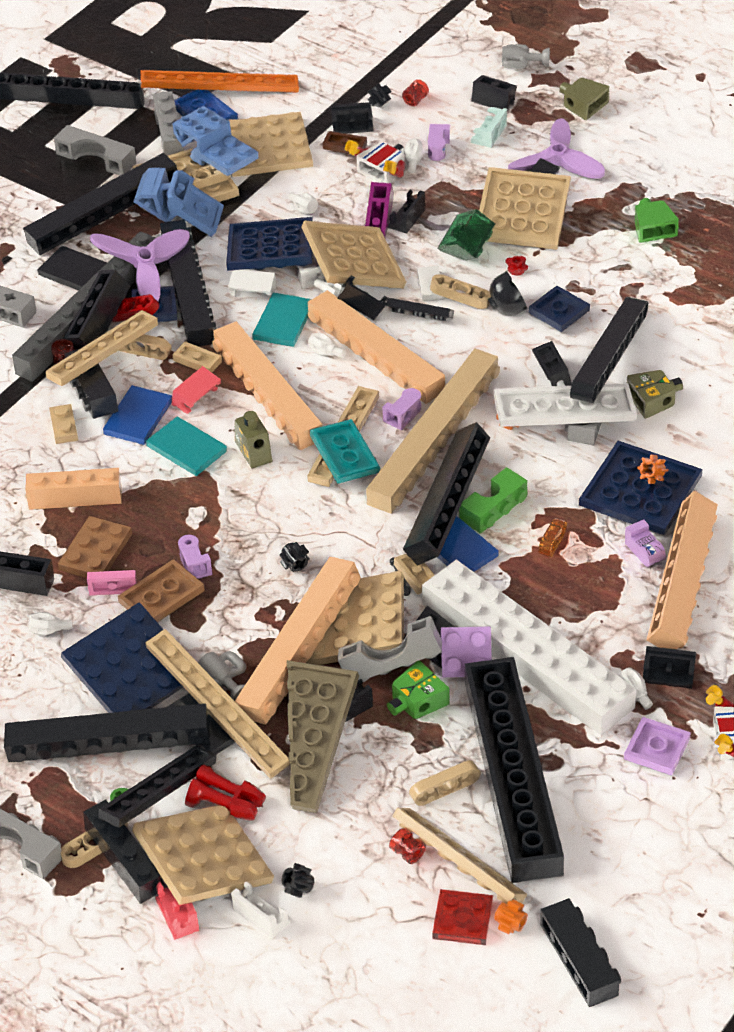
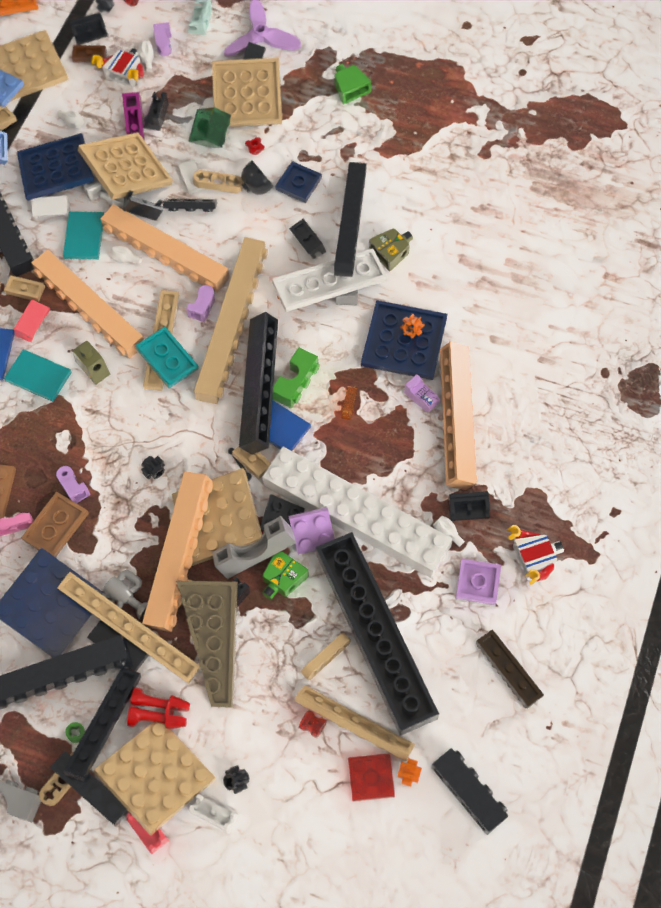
camera: 15 degrees left, 20 degrees up
(668, 841) = (509, 669): none -> dark brown gear

